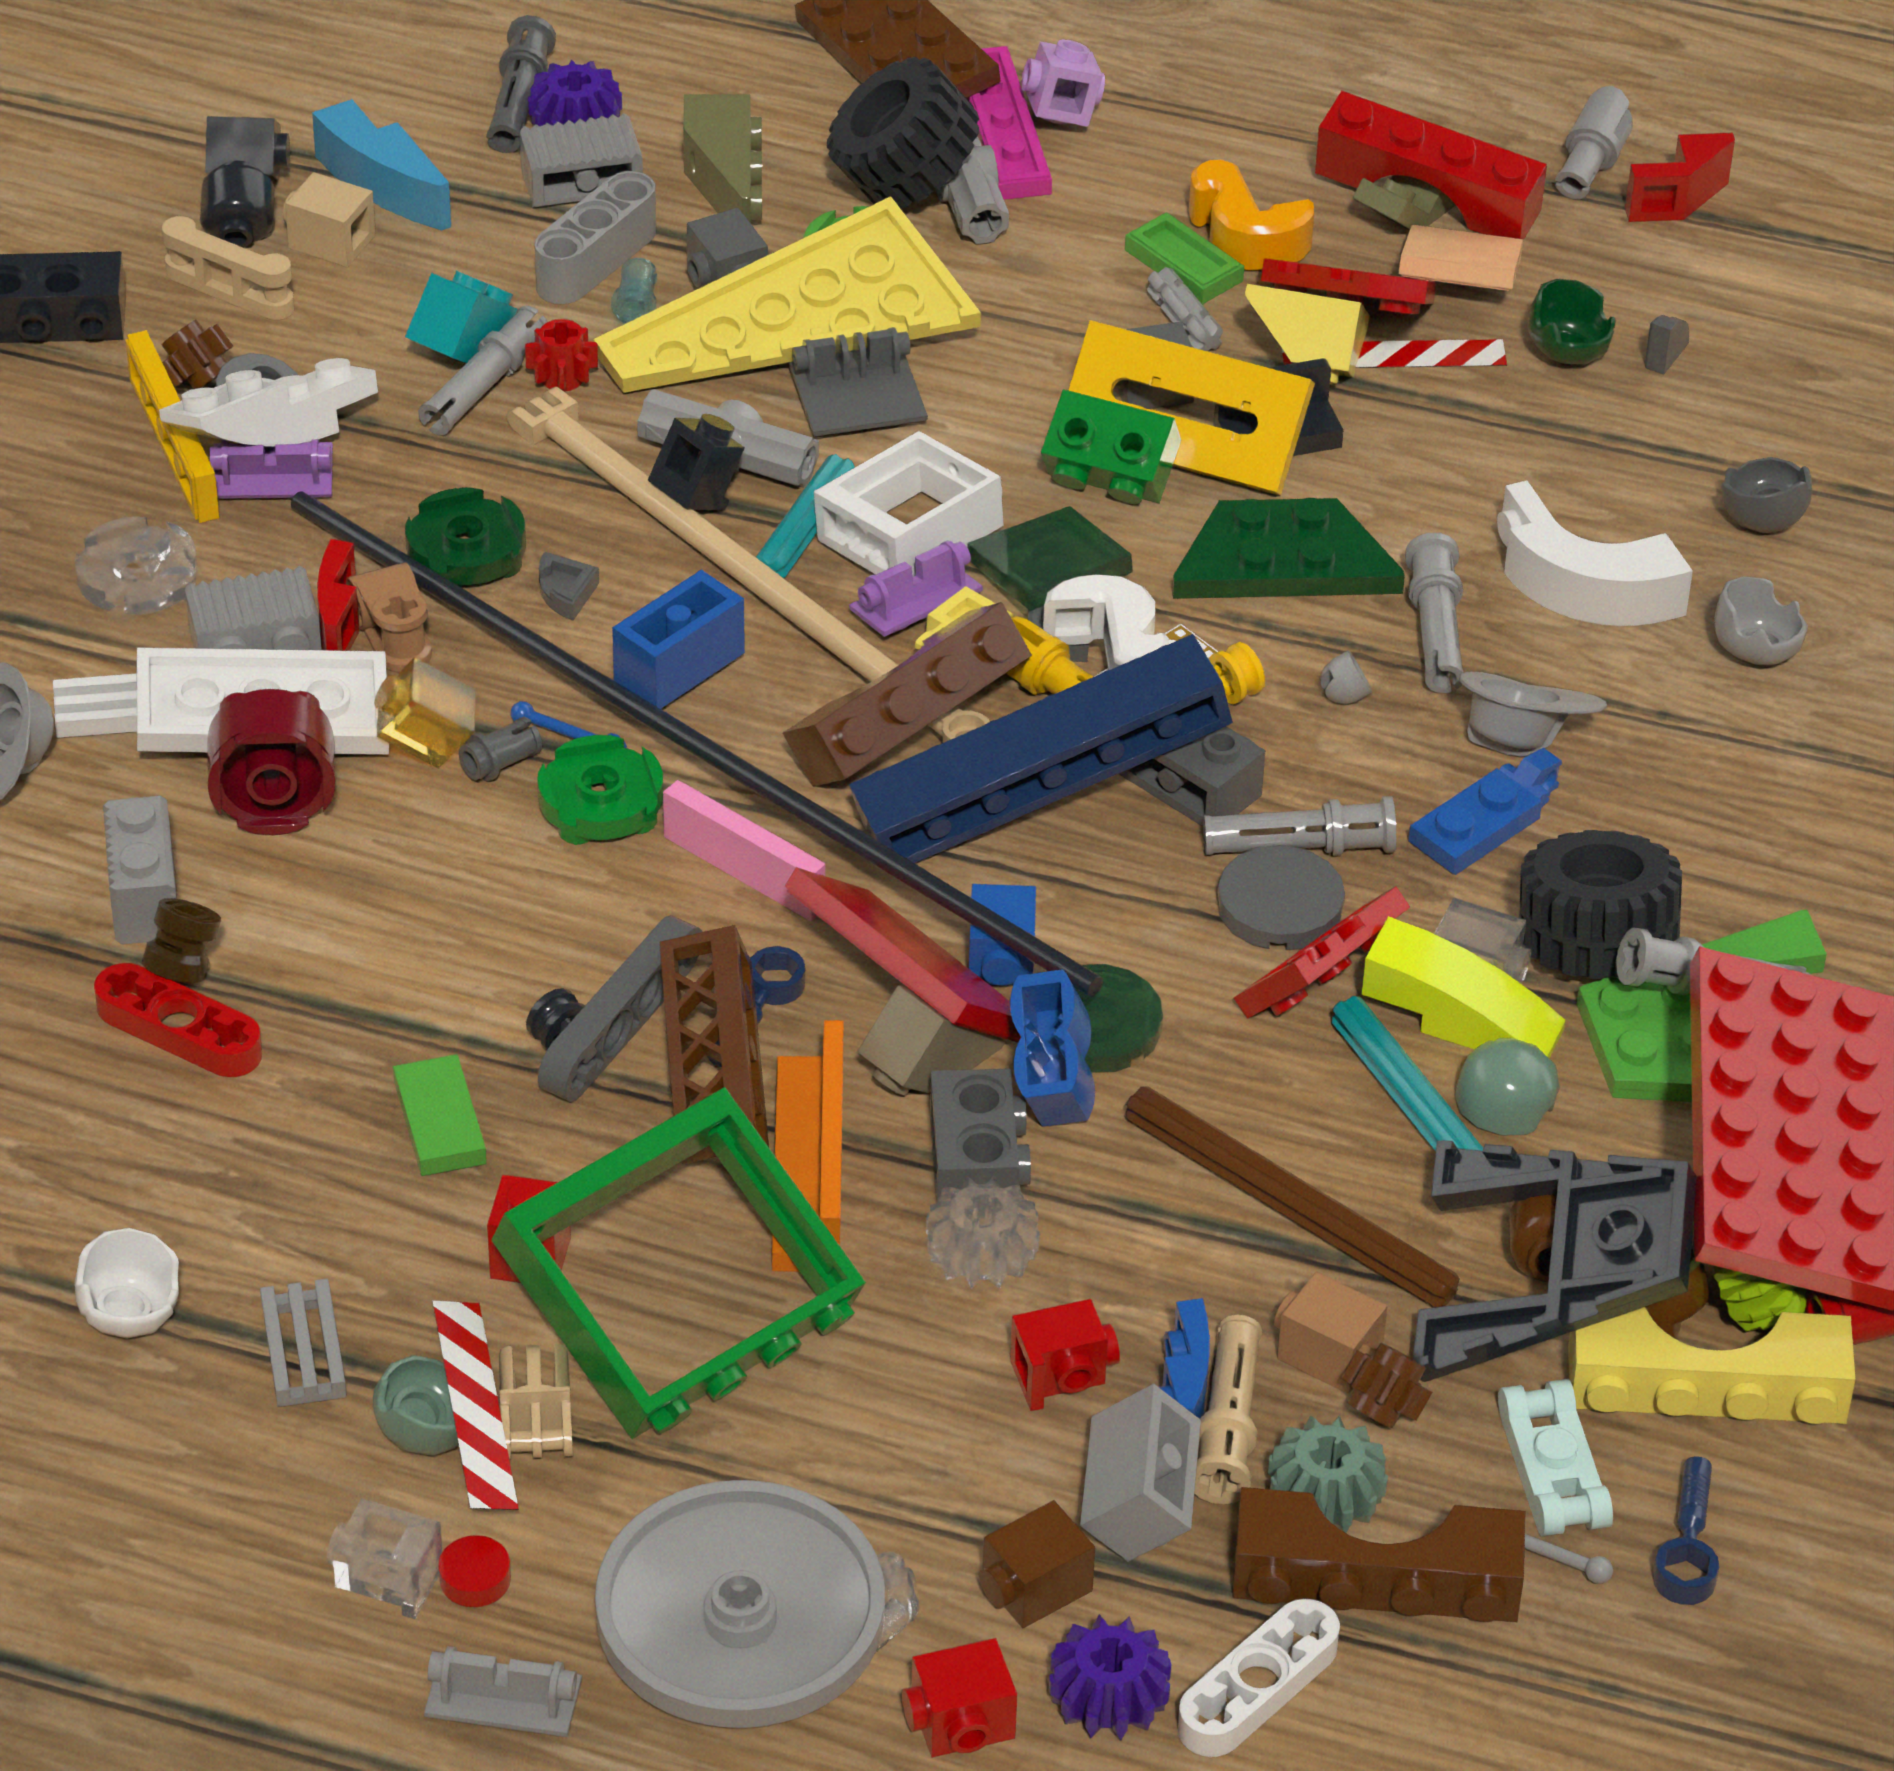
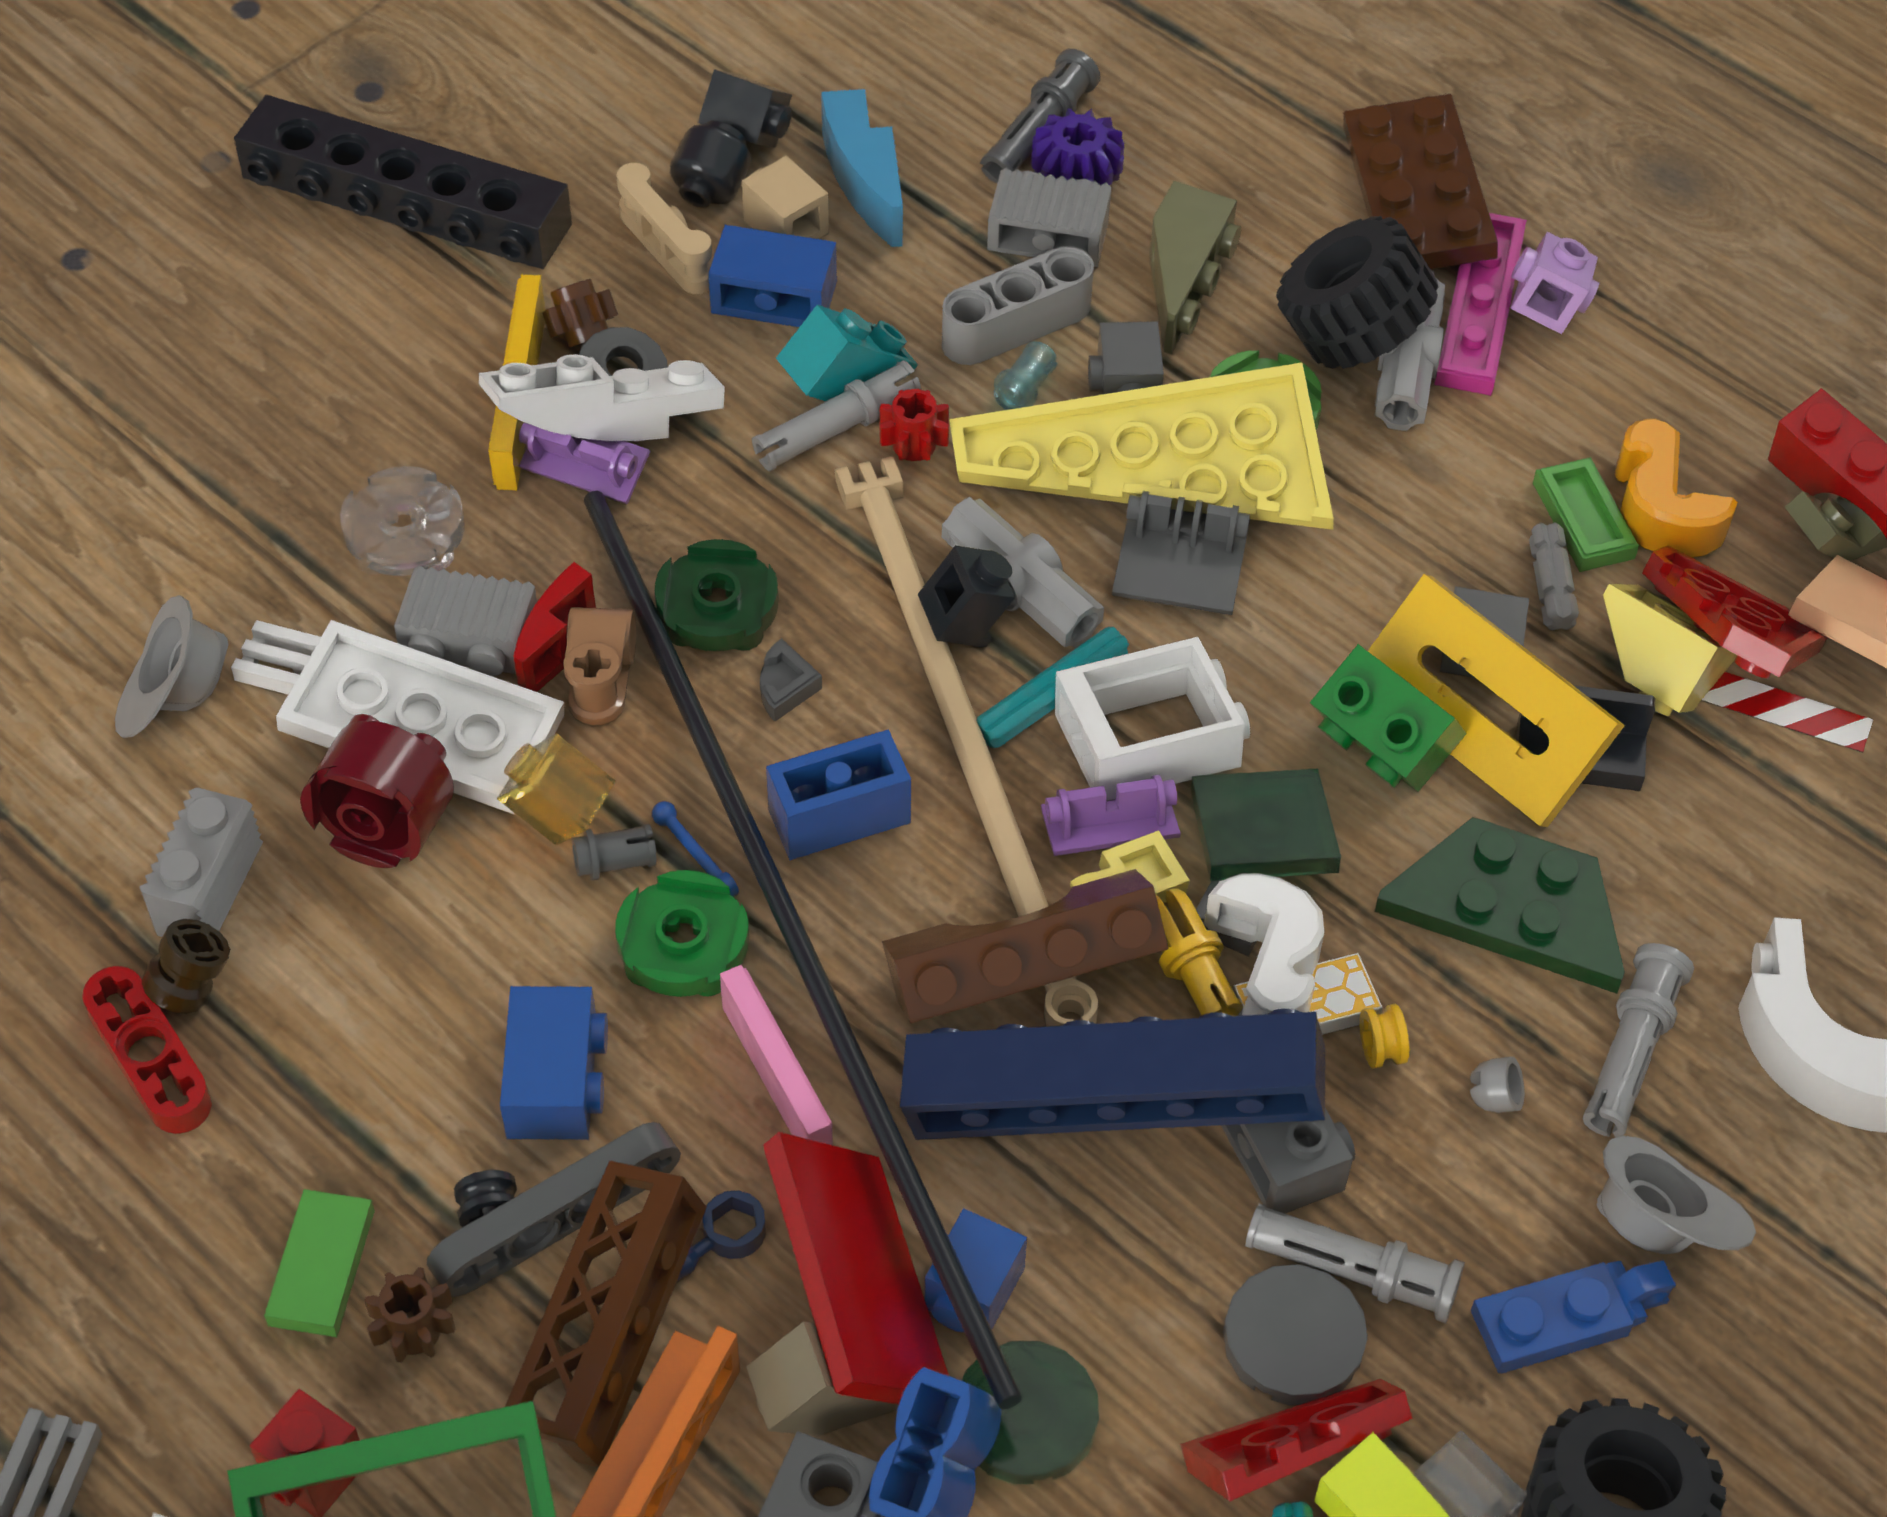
camera: 25 degrees right, 10 degrees up
(356, 278) = (771, 275): none -> blue brick
(547, 1116) = (402, 1296): none -> reddish brown gear
(550, 909) = (550, 1063): none -> blue brick

